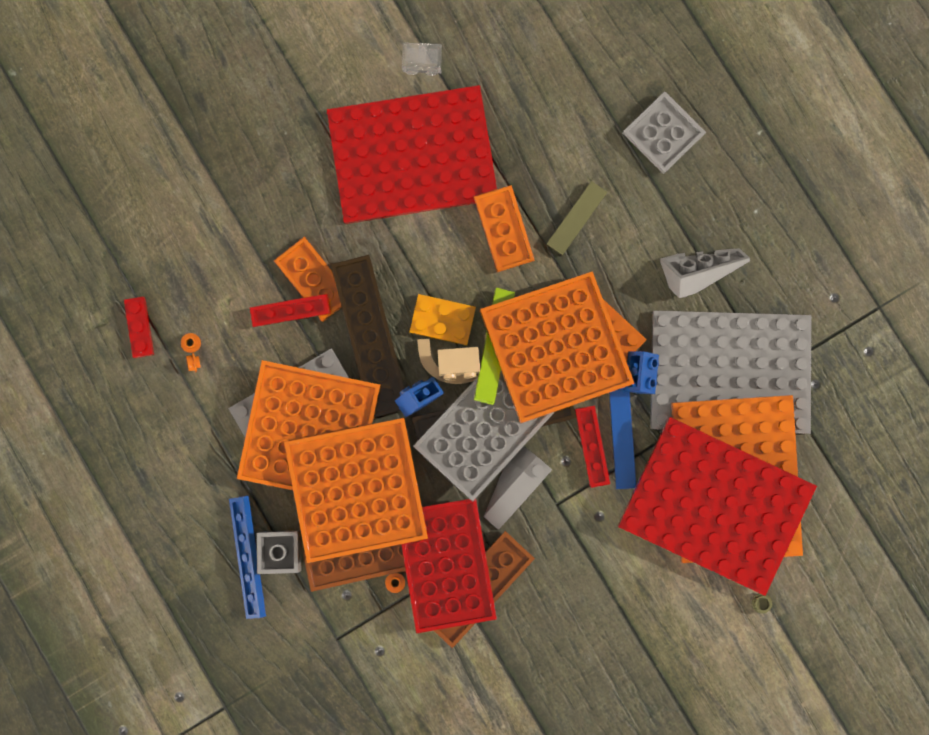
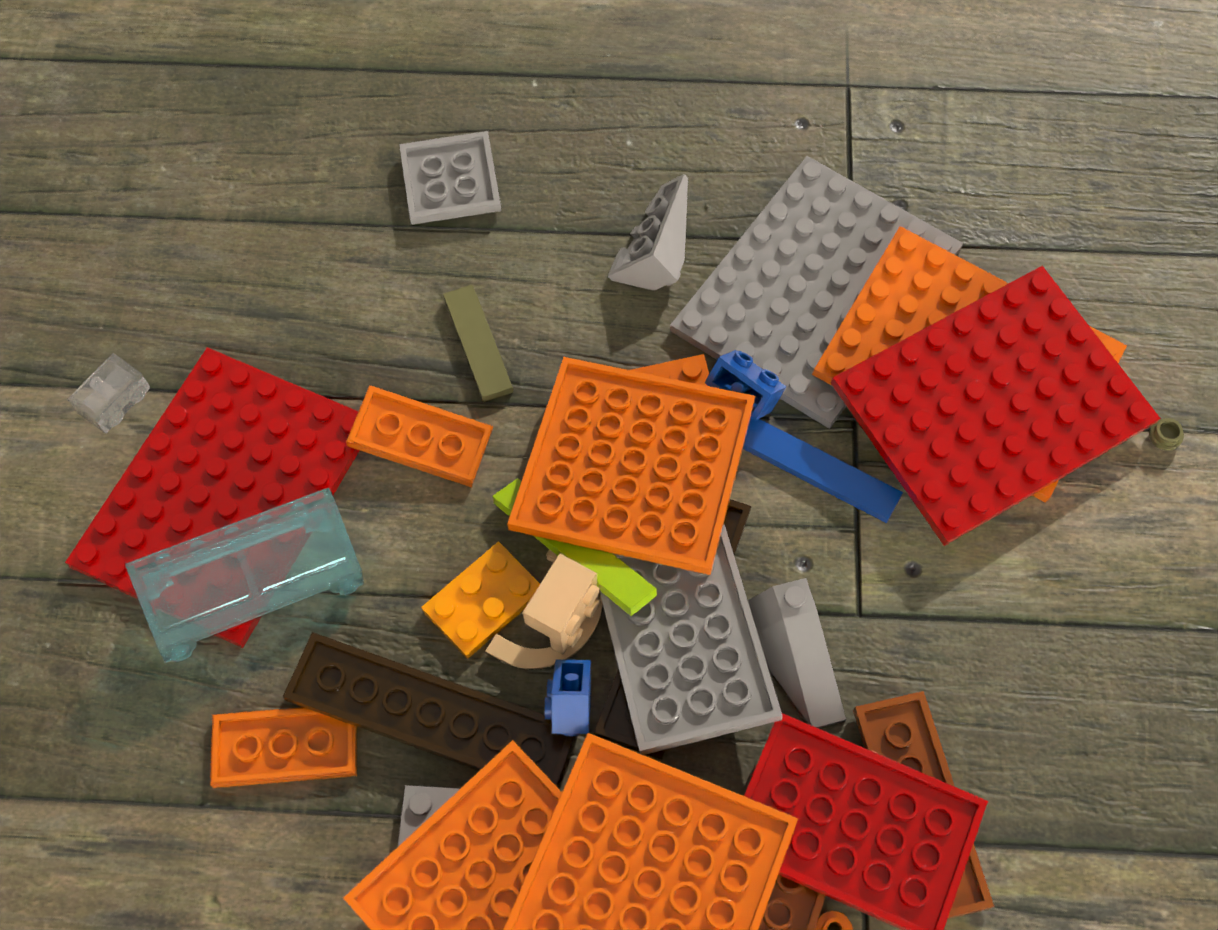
camera: 55 degrees left, 20 degrees down
(290, 310) = (301, 809): red plate -> none
(374, 202) = (244, 572): none -> clear light blue windscreen
(592, 446) = (807, 512): red plate -> none

